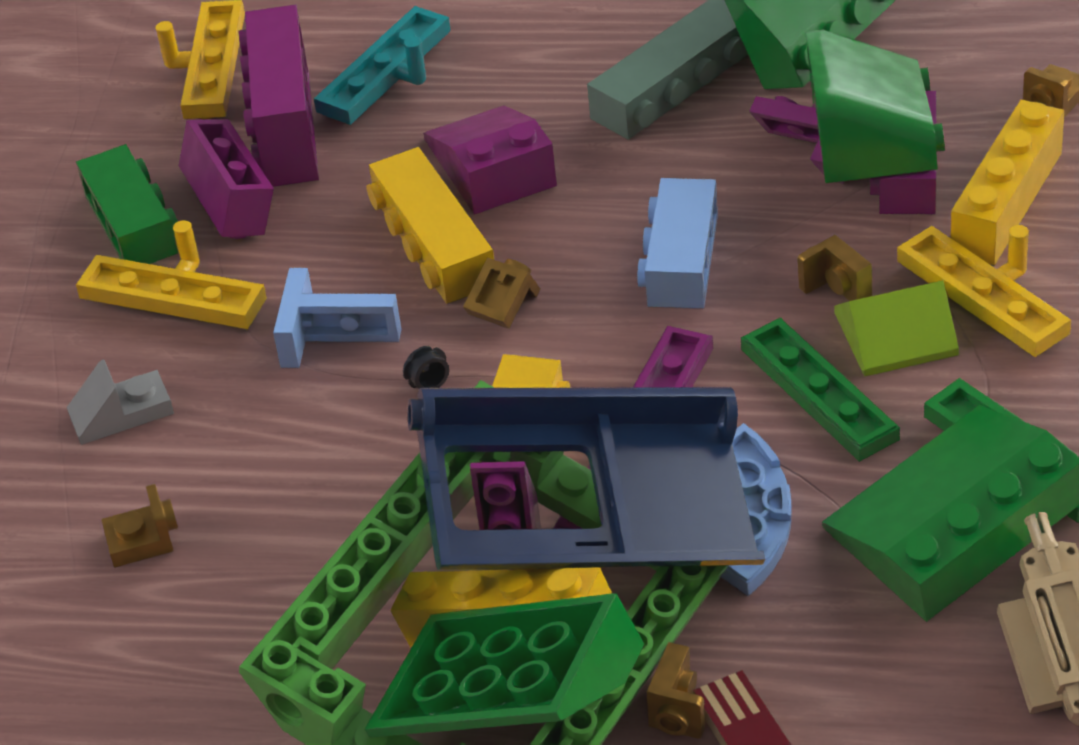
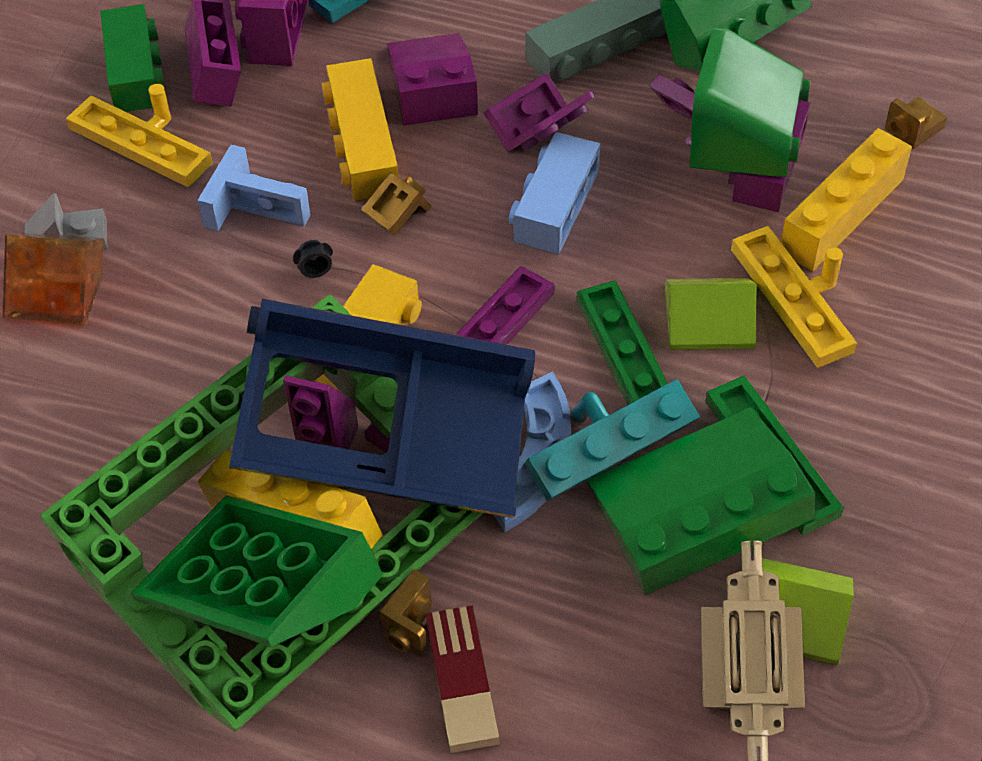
camera: 10 degrees right, 10 degrees up
(125, 449) = (51, 277): none -> clear orange slope
(141, 531) = (40, 350): pearl gold bracket -> none
(626, 167) = (533, 113): none -> magenta bracket
(833, 470) = (610, 437): none -> teal plate
(837, 265) = (677, 244): pearl gold bracket -> none

